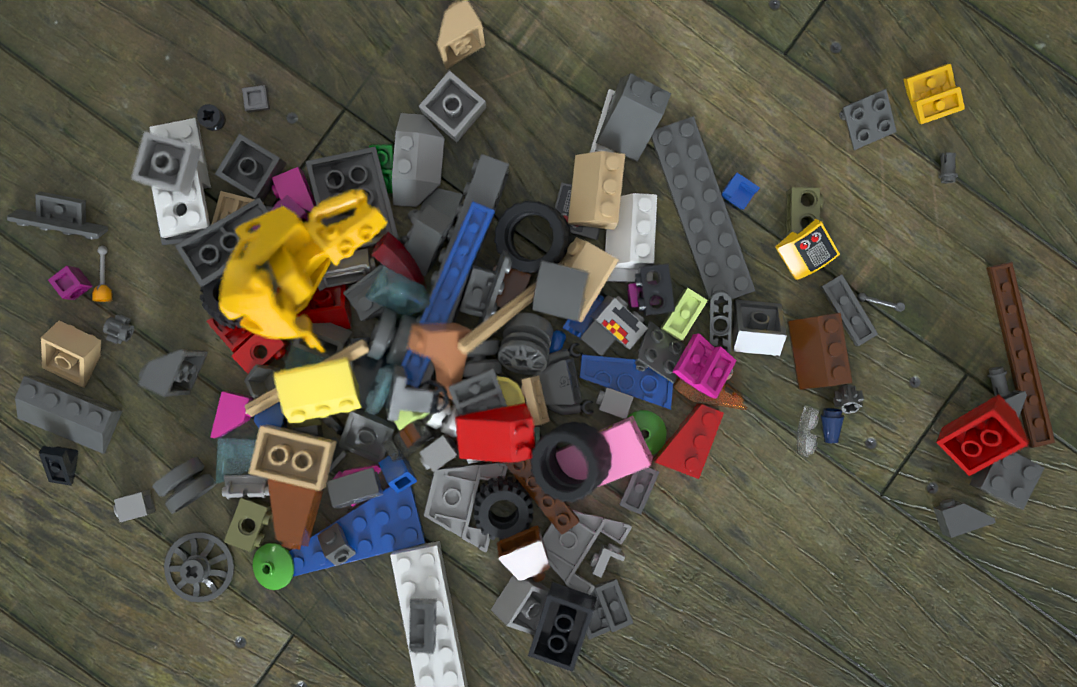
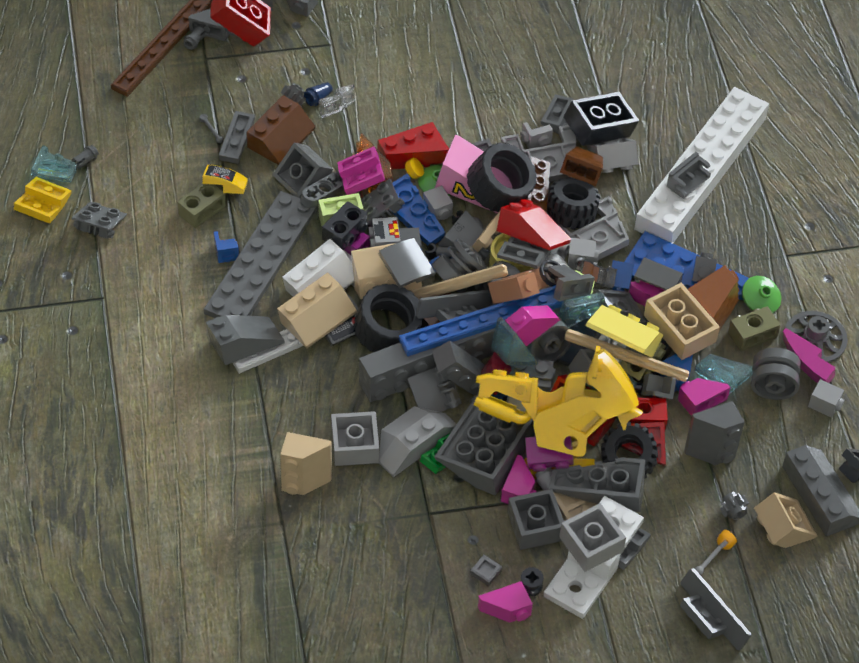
camera: 140 degrees left, 35 degrees down
(70, 283) = (741, 558): magenta brick -> none
(176, 532) = (809, 357): none -> dark pink slope
(210, 80) = (507, 603): none -> dark pink slope
(245, 485) = (740, 352): light grey hinge -> none
(393, 319) = (531, 322): none -> dark pink slope
(670, 421) = (414, 168): none -> yellow tile
(962, 131) = (53, 166): none -> clear light blue wing

